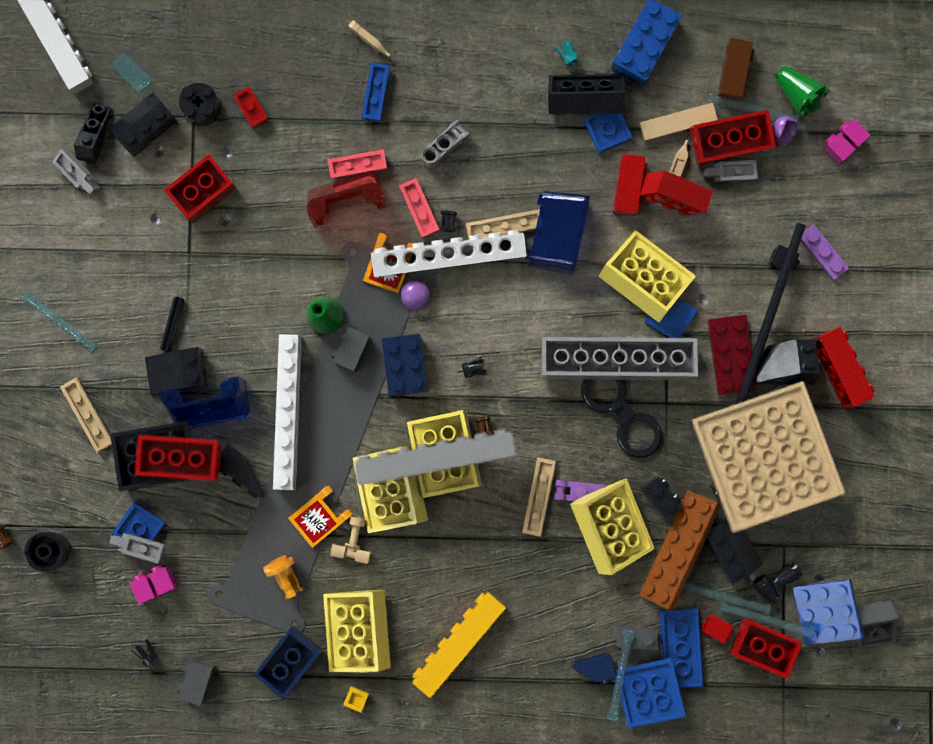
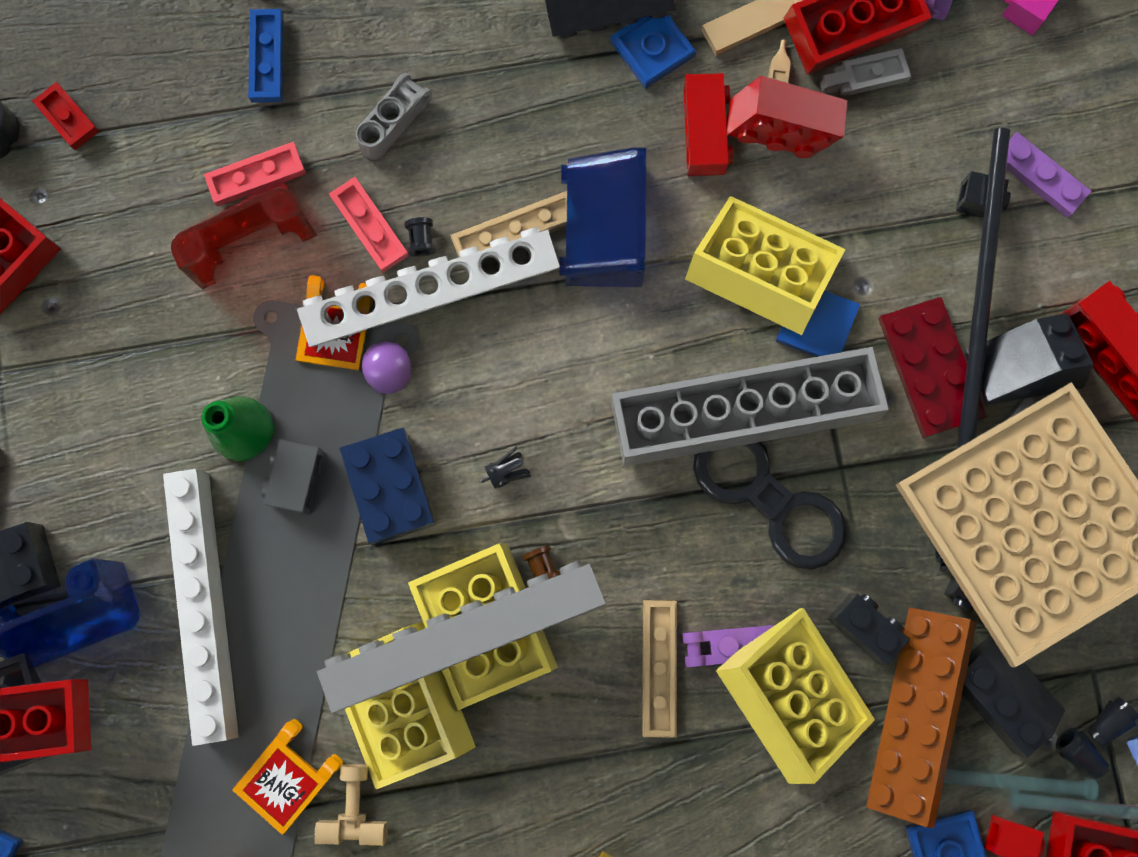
camera: 10 degrees left, 5 degrees down
(237, 466) = (132, 718): black slope -> none

